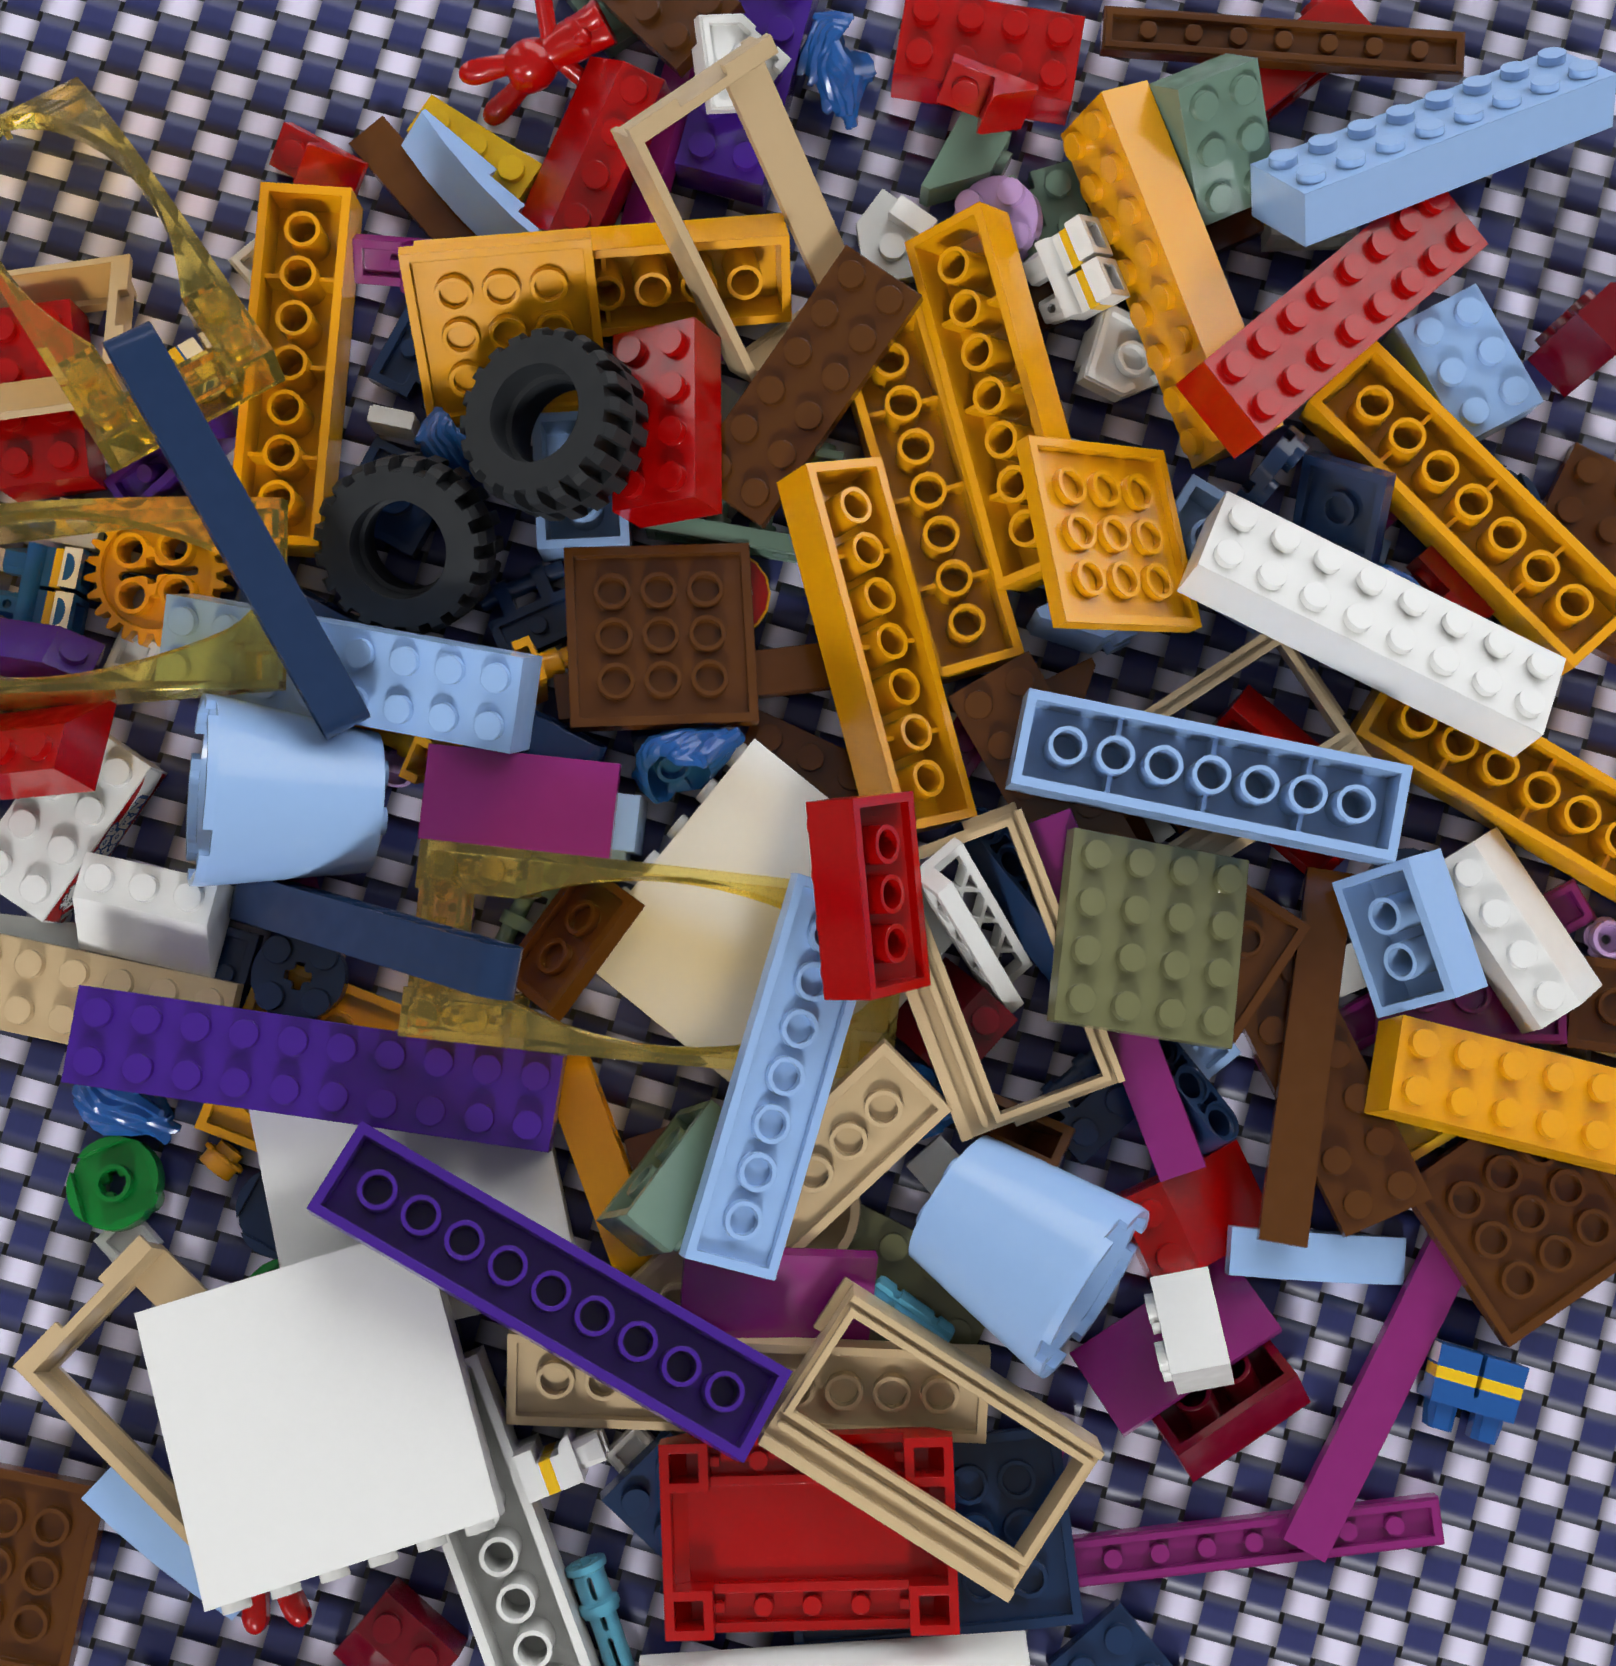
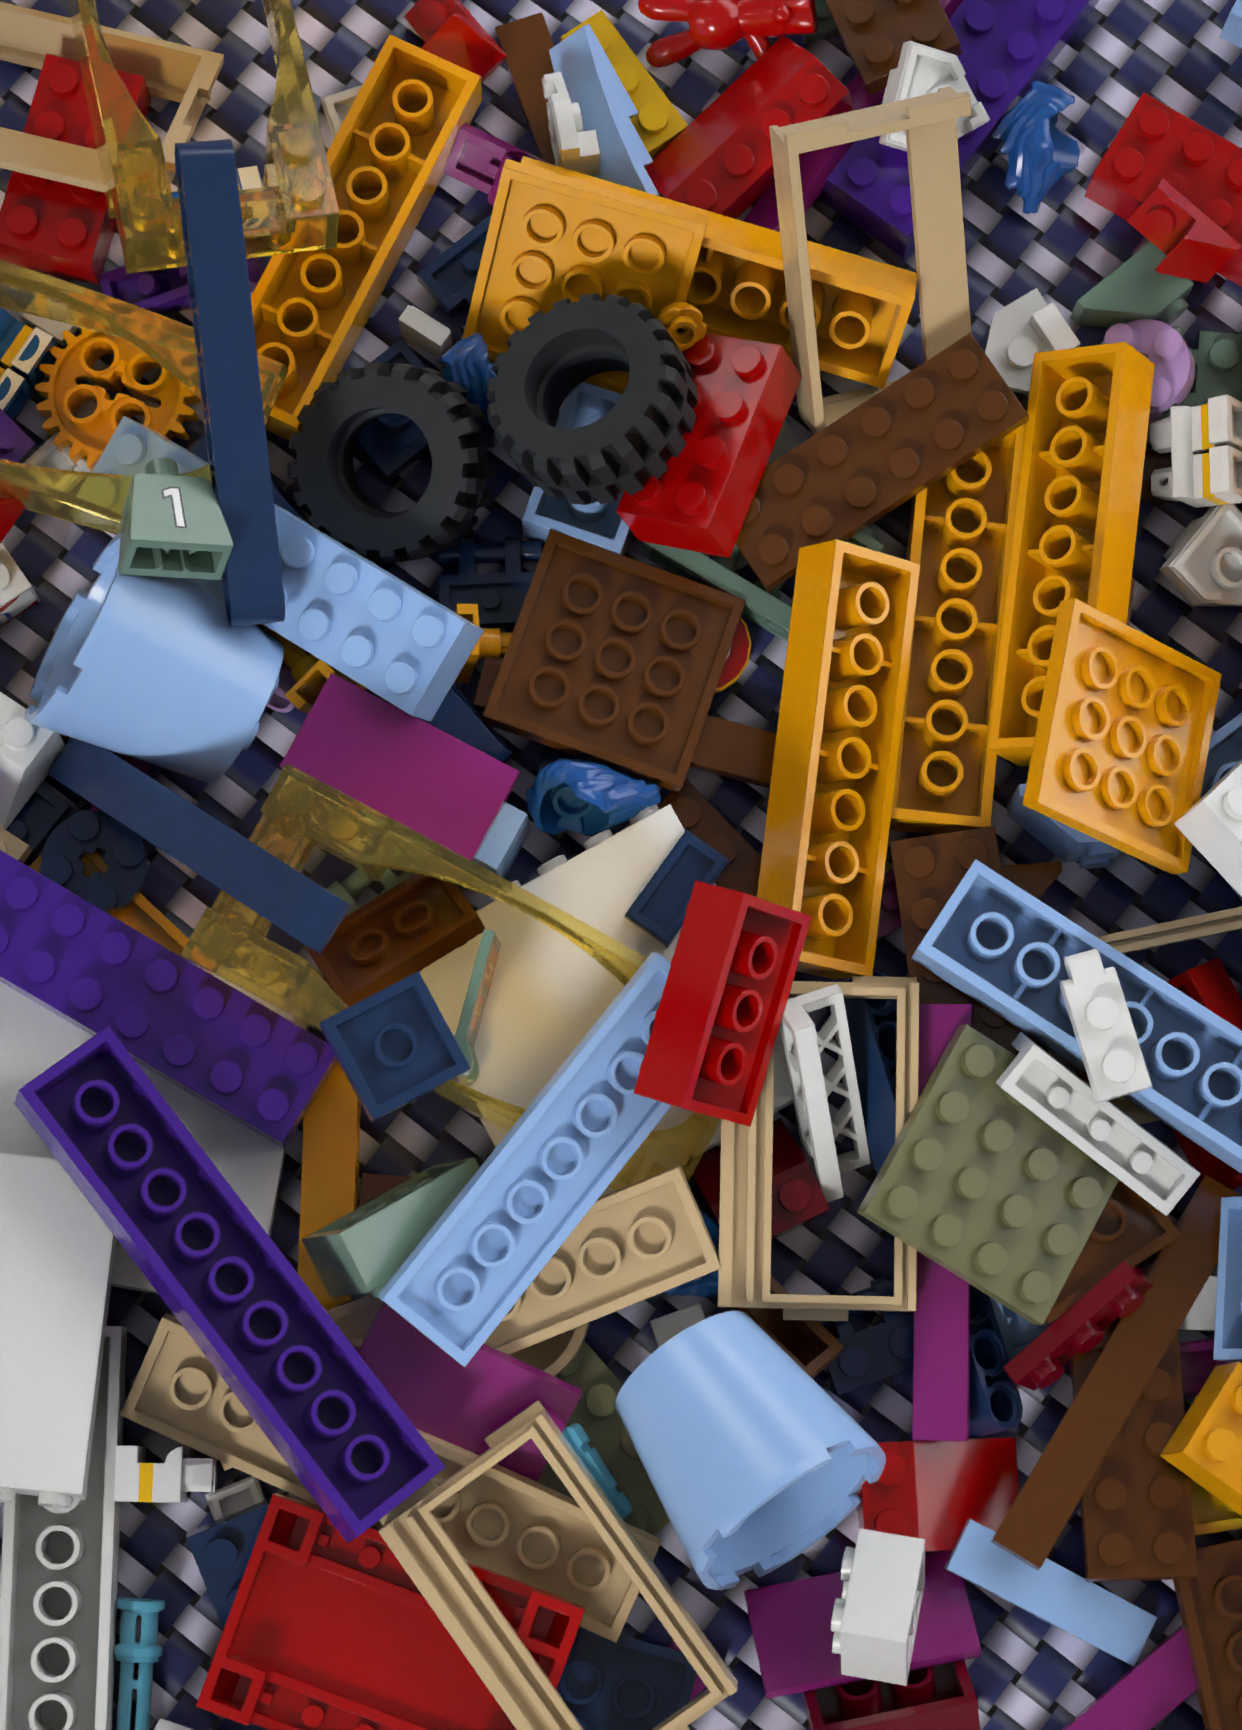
camera: 20 degrees right, 5 degrees down
(240, 675) = (172, 526): none -> sand green torso
(451, 216) = (569, 143): none -> white plate
(601, 323) = (679, 315): none -> light orange plate
(609, 1042) = (394, 1046): none -> dark blue plate
(665, 1008) = (476, 1000): none -> sand green flag
(784, 813) = (664, 899): none -> dark blue tile
(1191, 787) = (1103, 1028): none -> white hinge
(1212, 867) = (1098, 1128): none -> white fence
(1259, 1035) = (1079, 1327): none -> dark red plate

